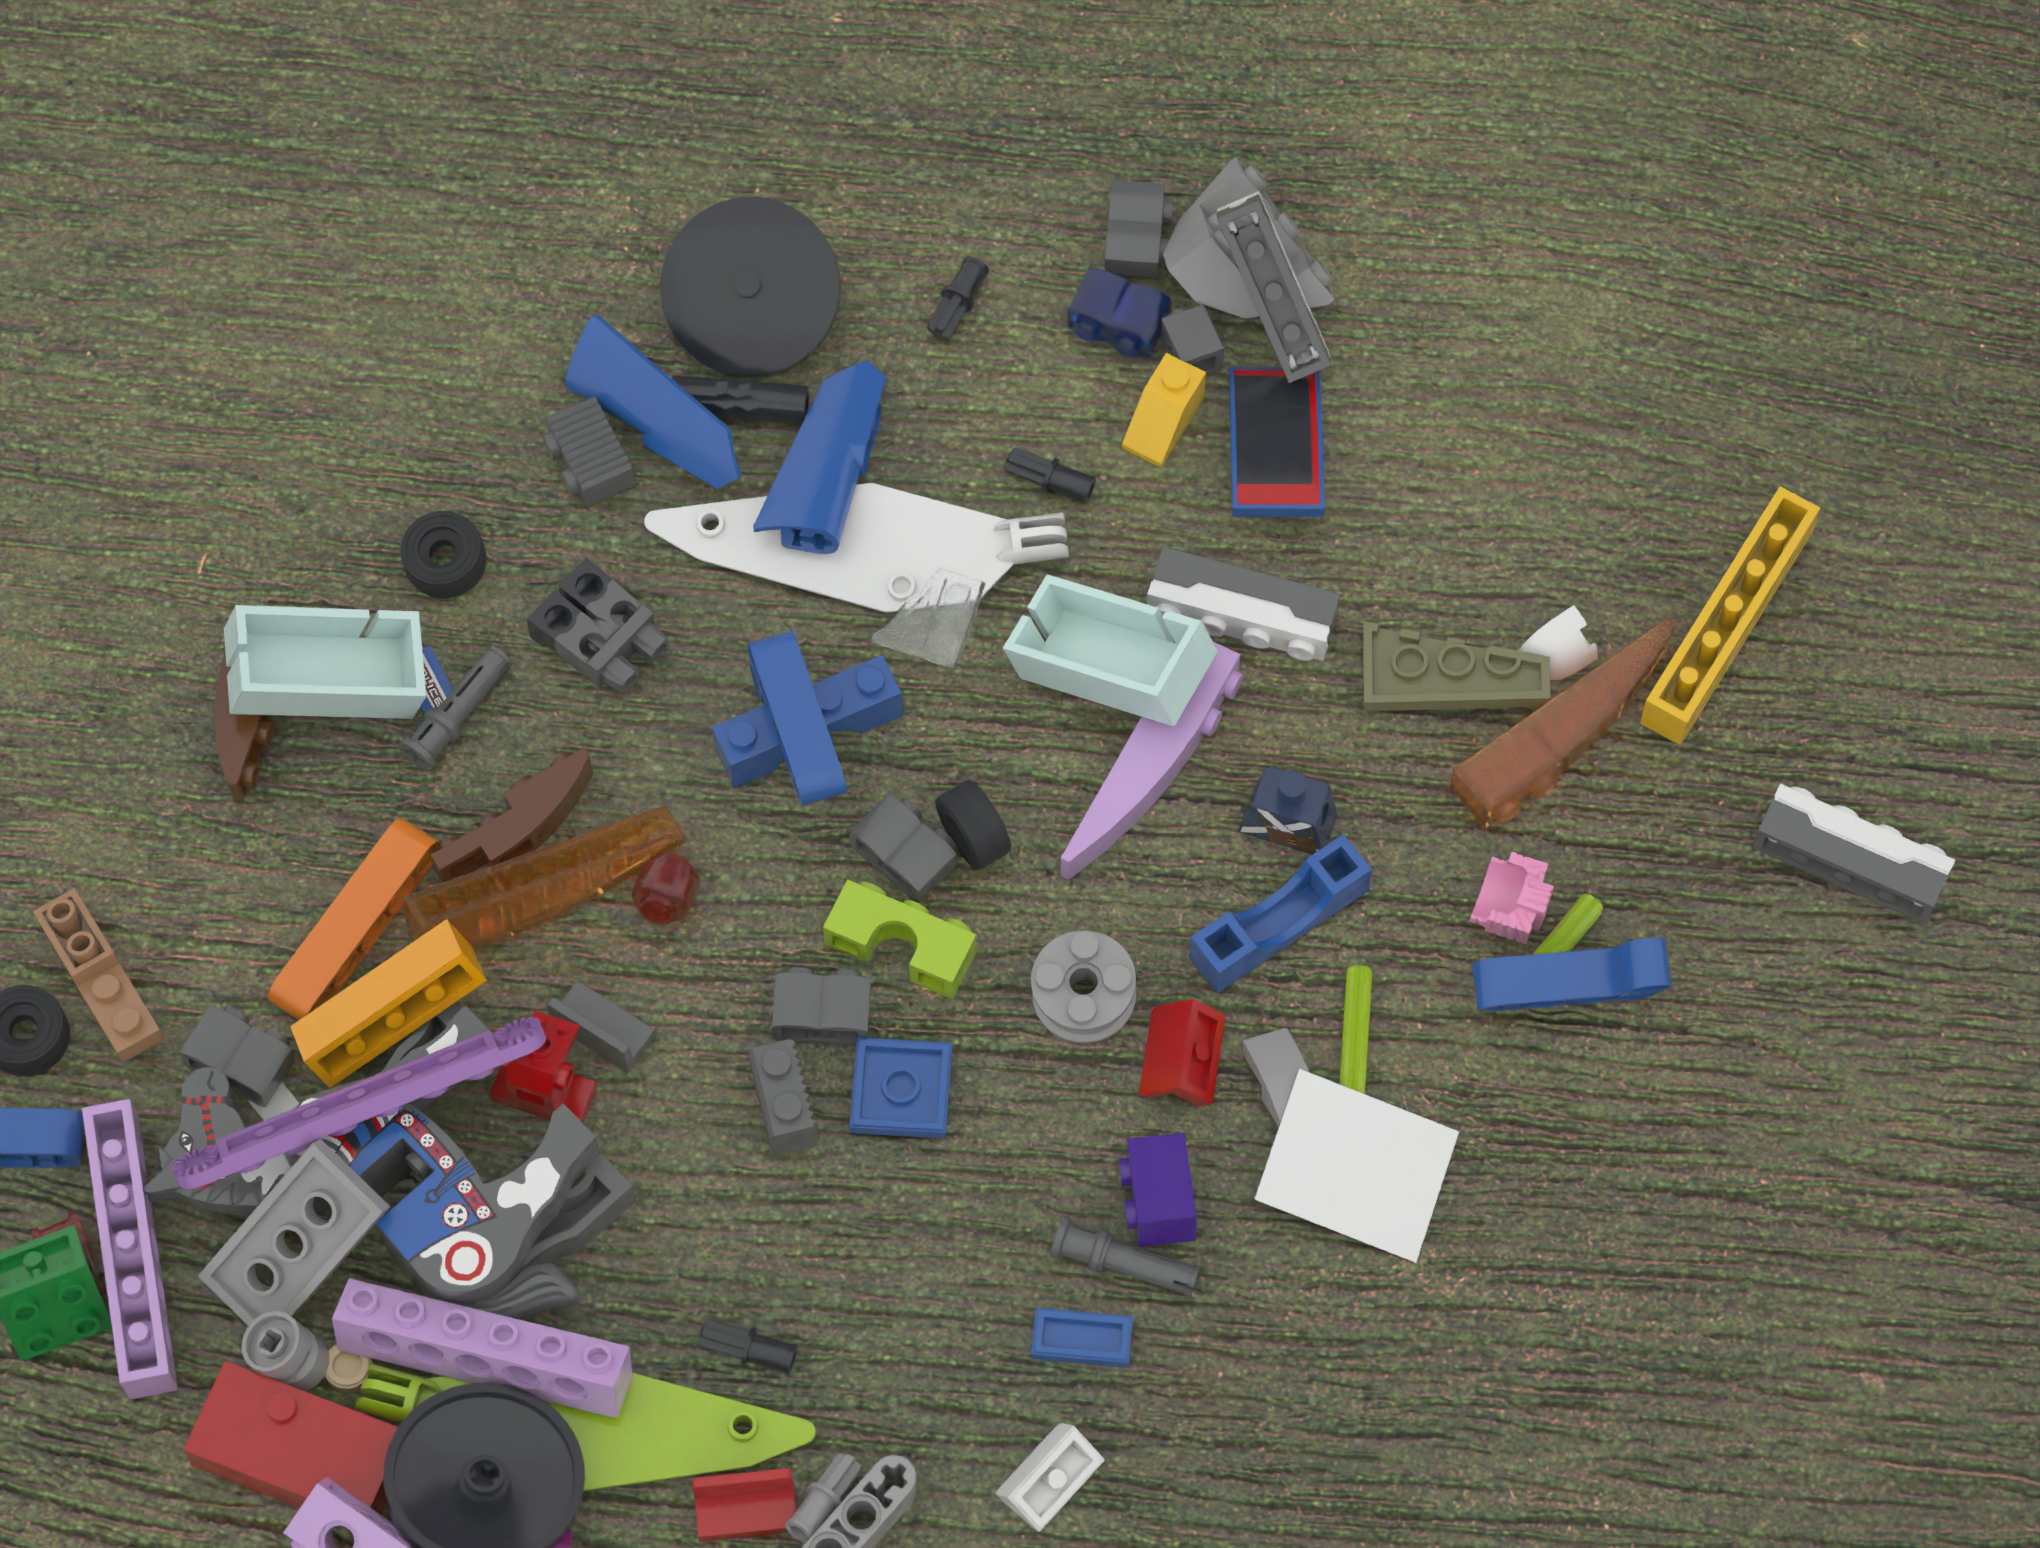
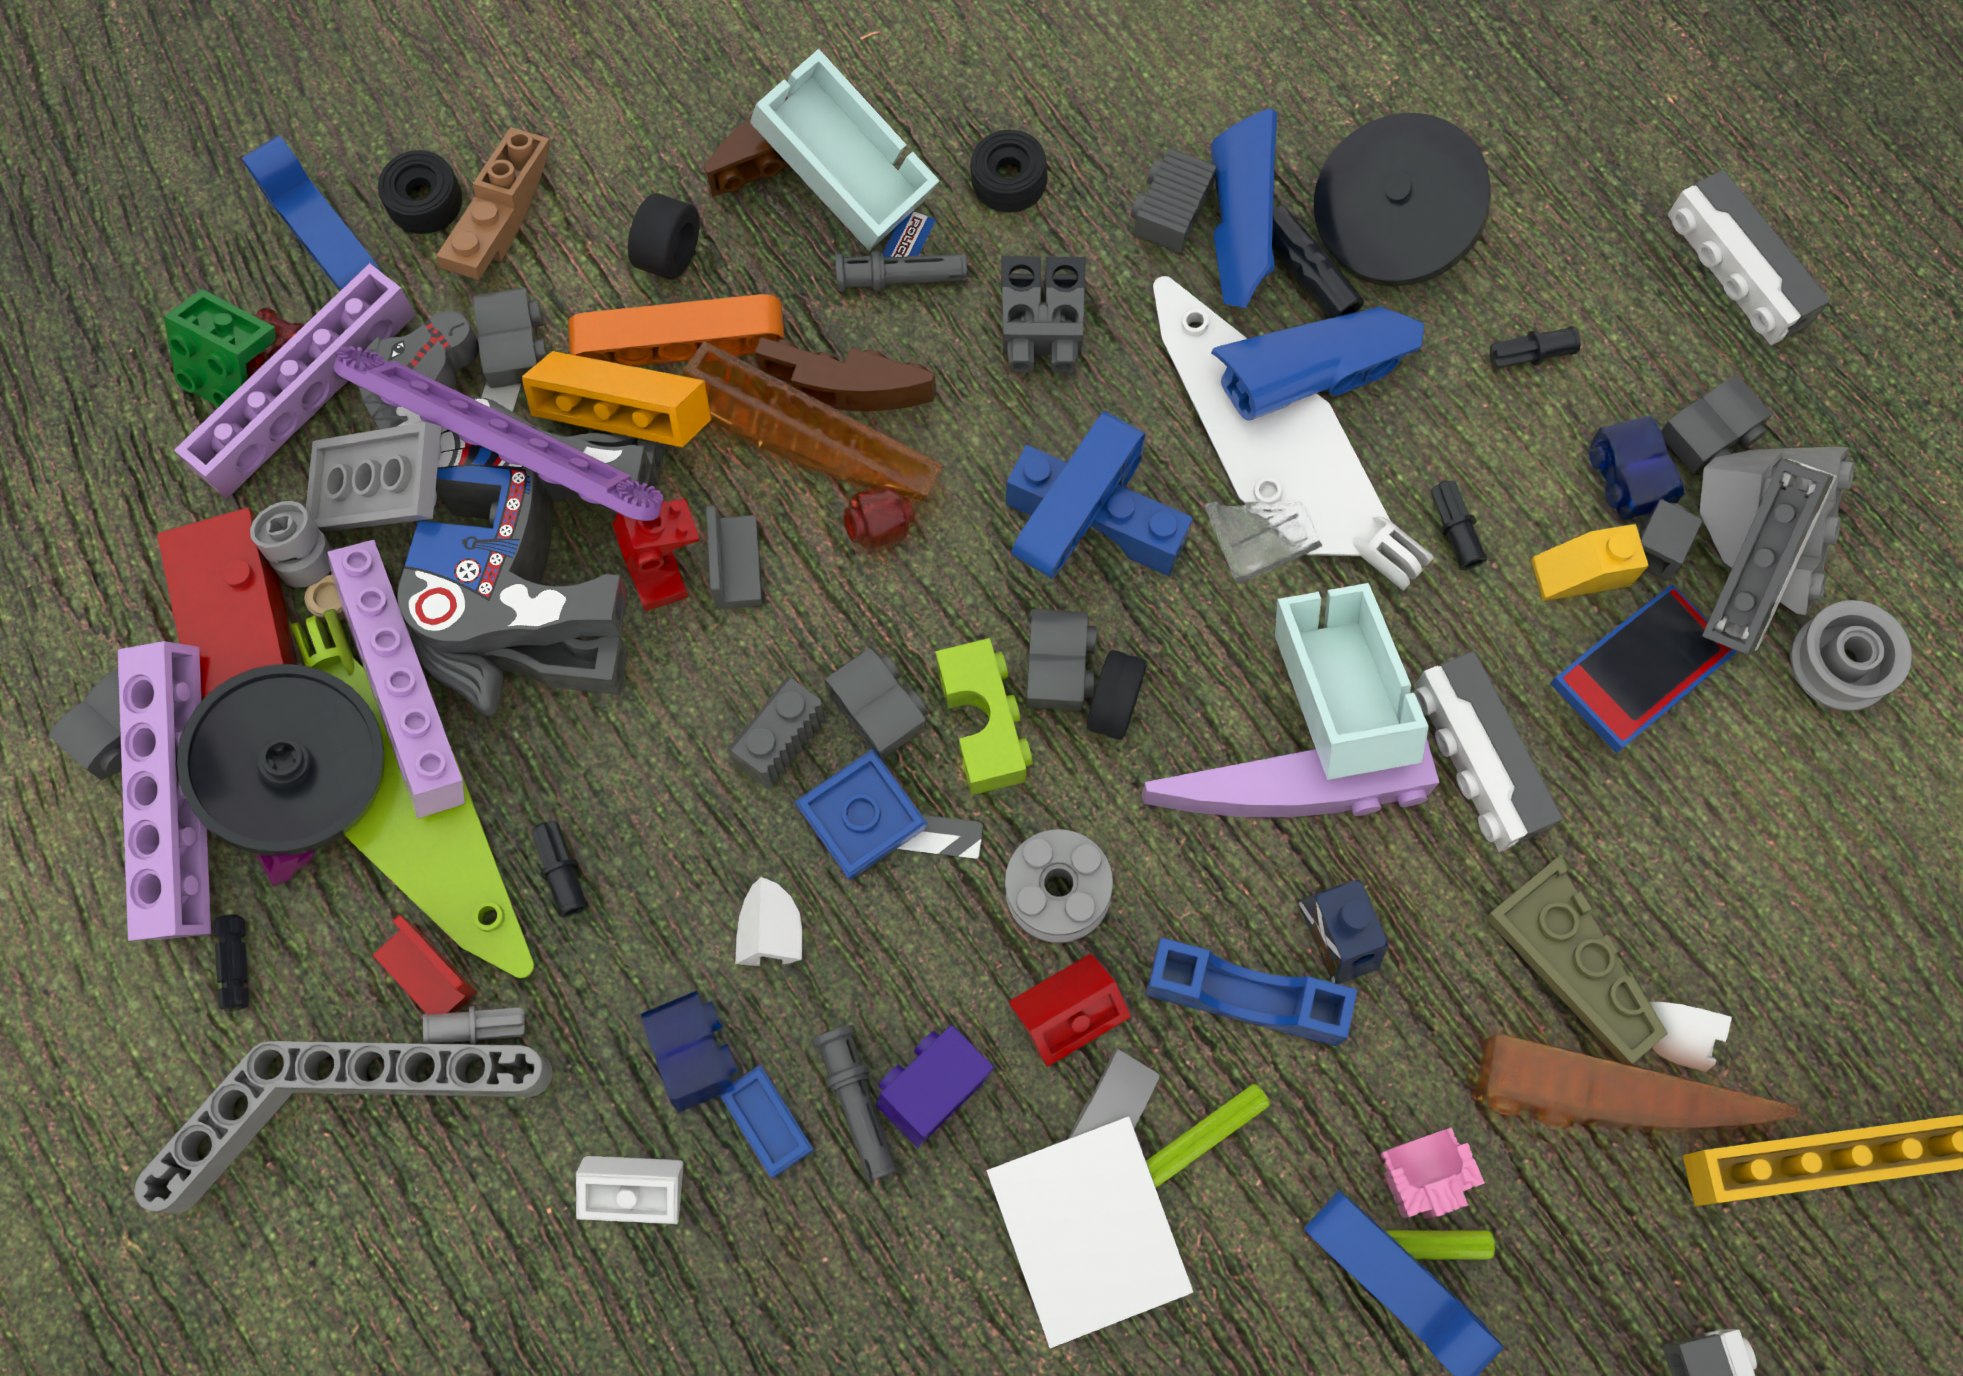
camera: 50 degrees right, 5 degrees up
(263, 862) = (663, 236): none -> black tyre
(930, 1222) = (768, 926): none -> white brick
(973, 1041) = (947, 837): none -> sticker
(982, 1347) = (689, 1051): none -> clear blue brick
(1022, 87) = (1747, 257): none -> white piece
(1383, 322) = (1877, 645): none -> light grey wheel

